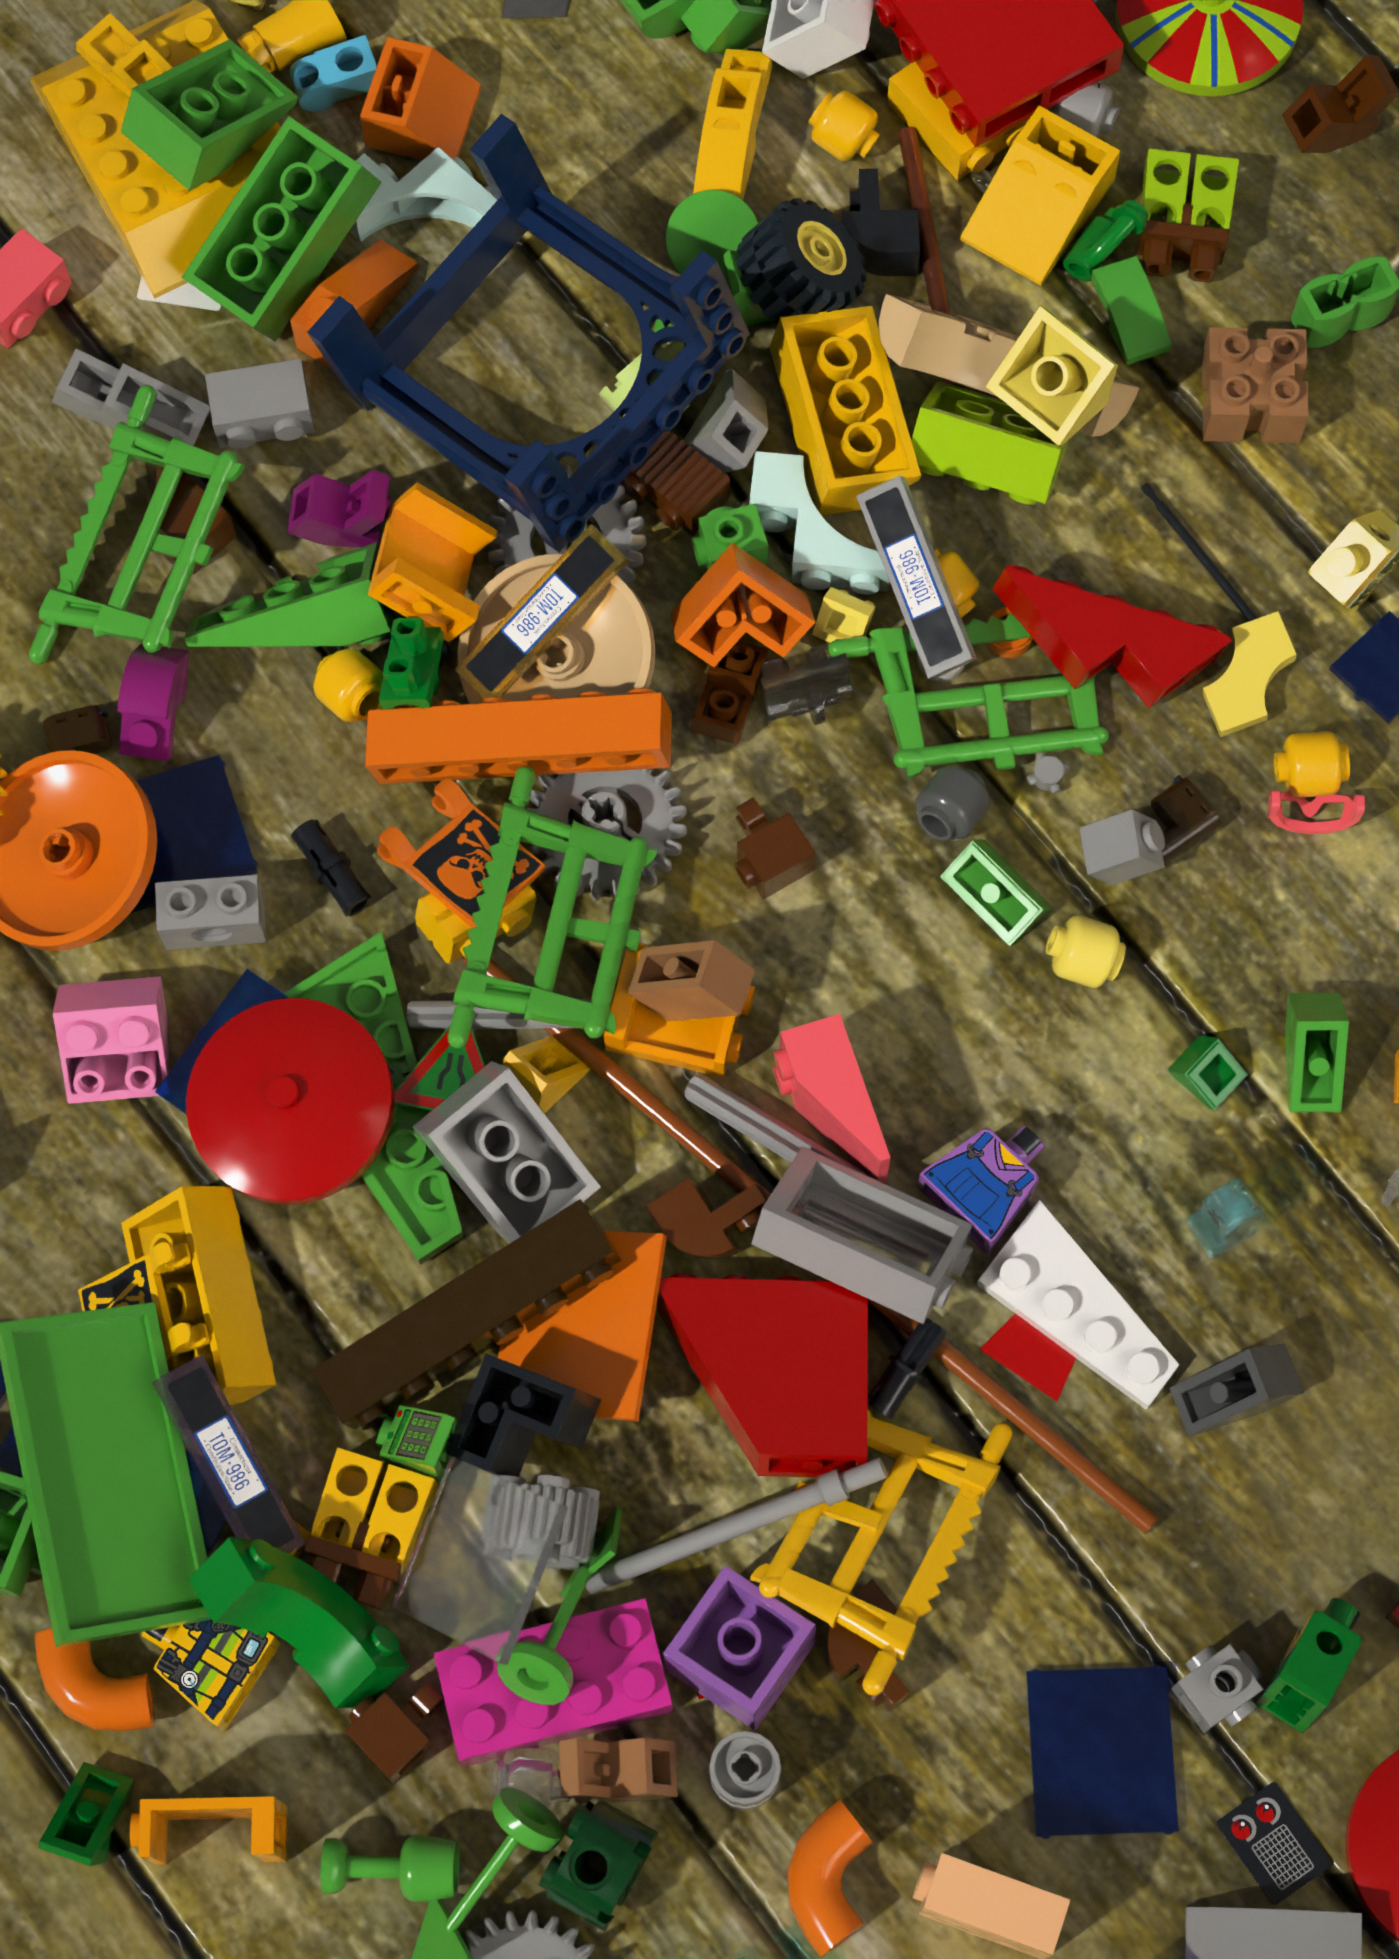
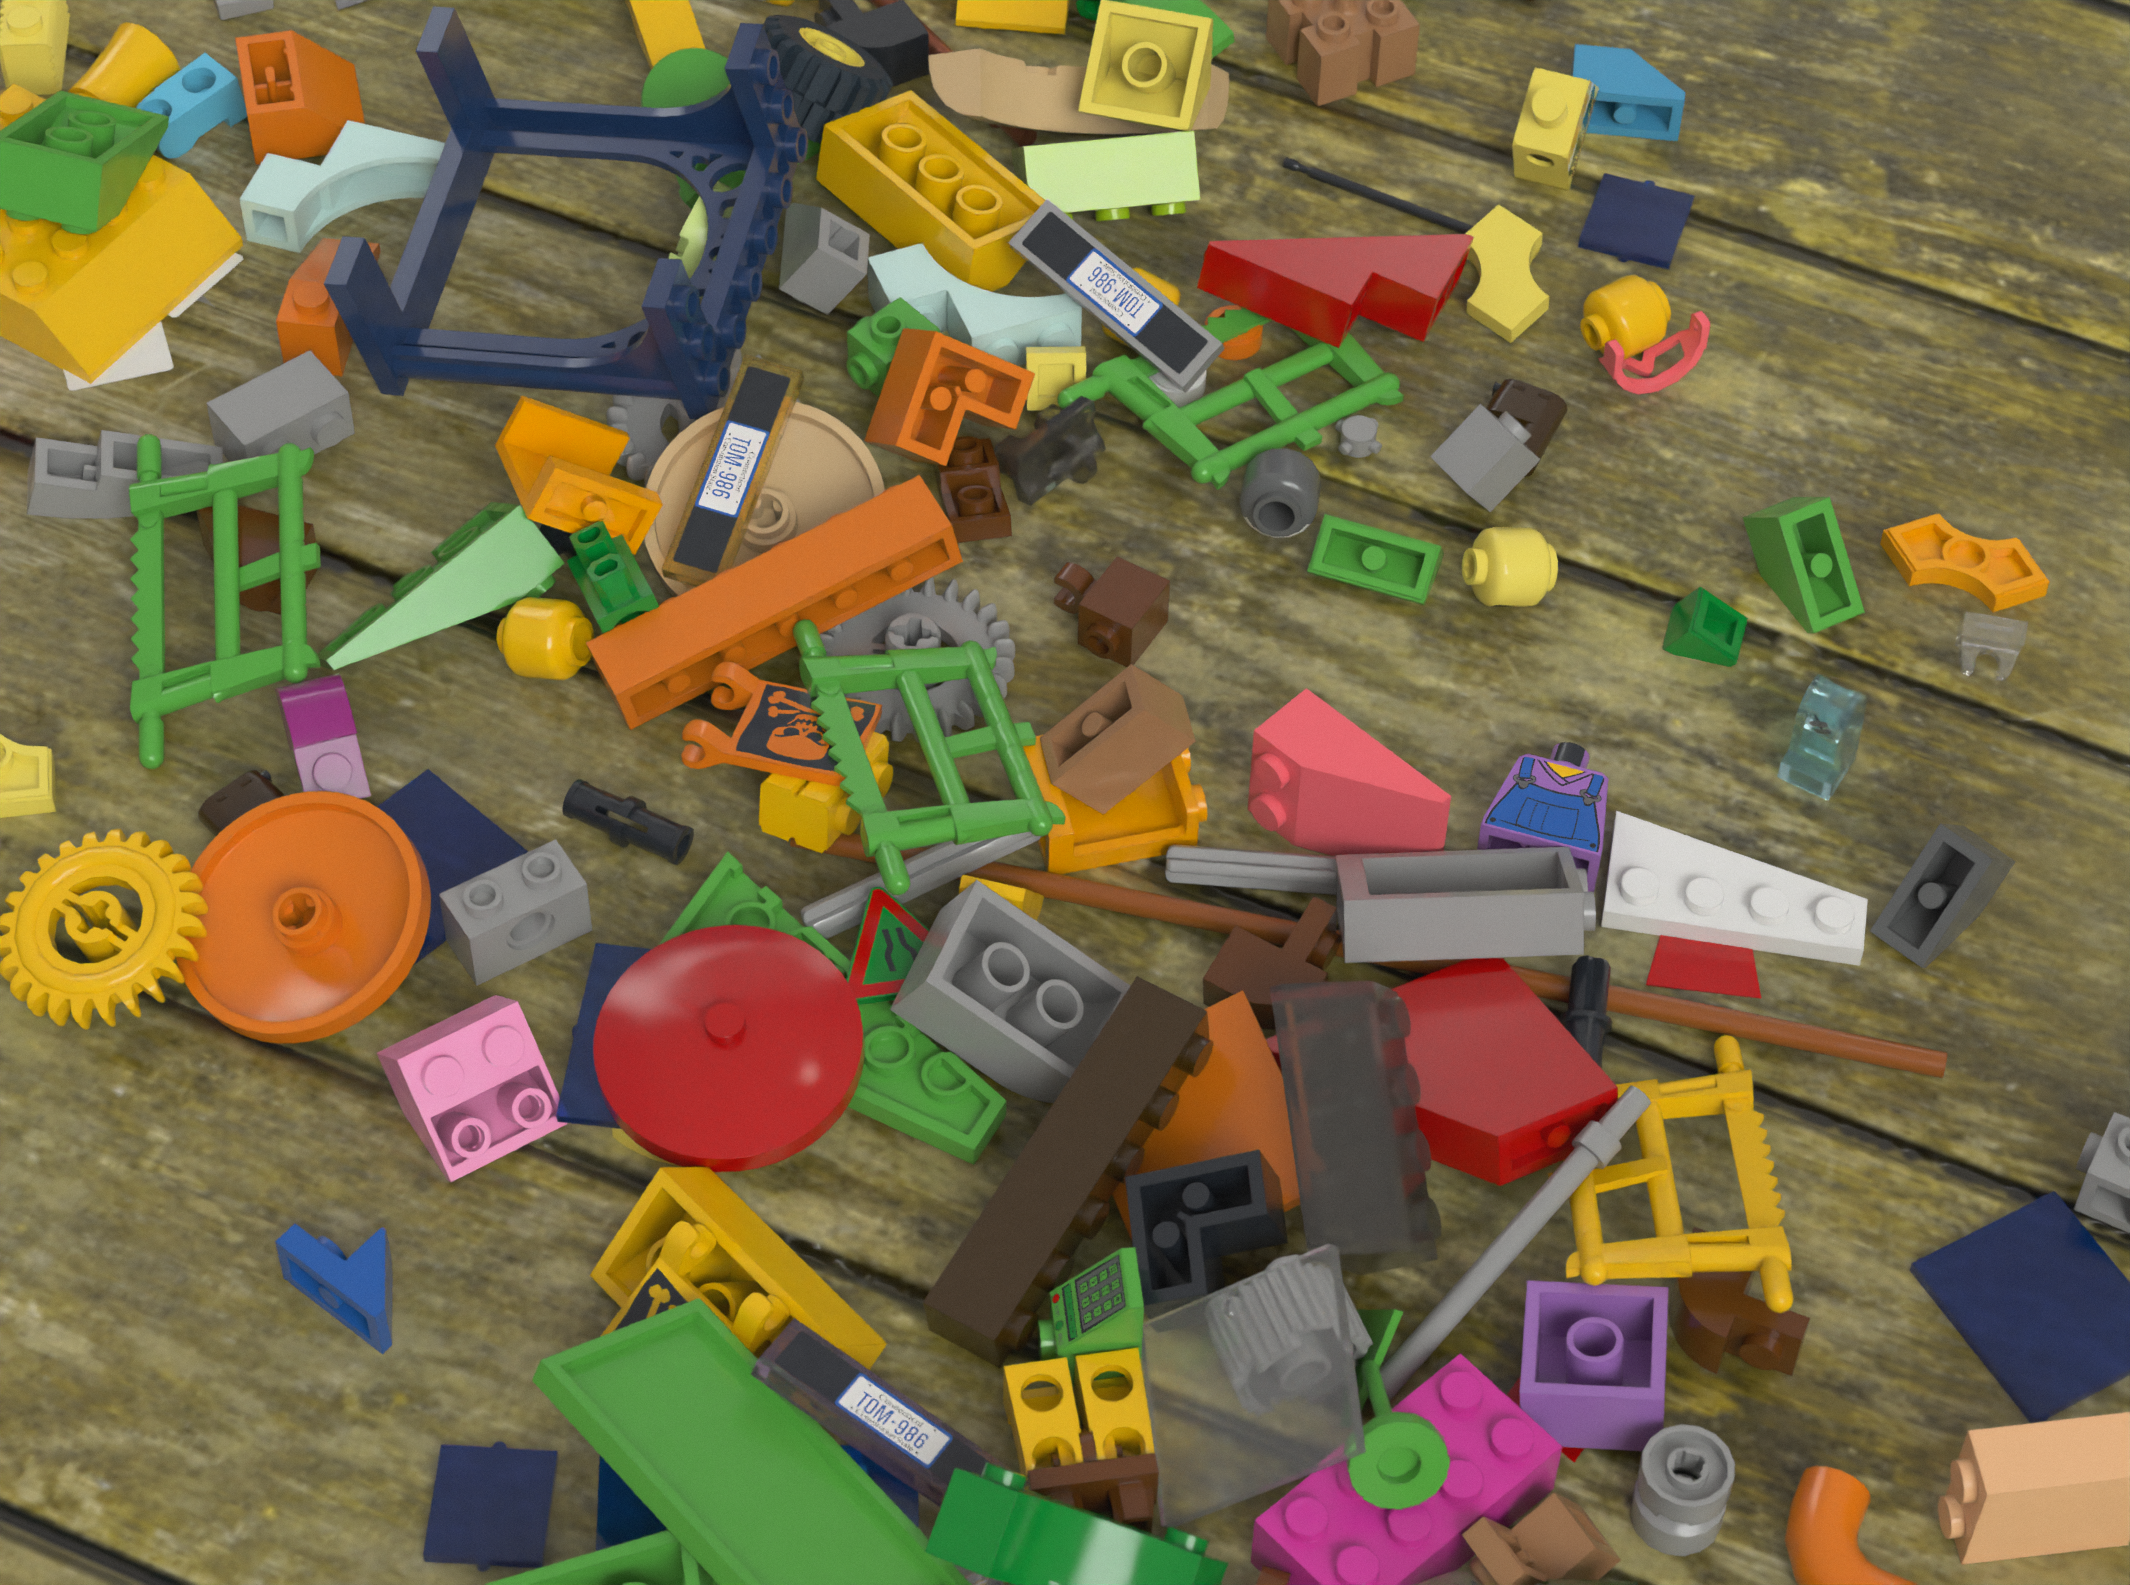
camera: 30 degrees left, 20 degrees down
(281, 229) = (217, 242): bright green brick -> none
(340, 512) = (440, 488): magenta brick -> none
(661, 1394) = (1356, 1123): none -> clear smoke slope
(678, 483) = (800, 325): reddish brown brick -> none

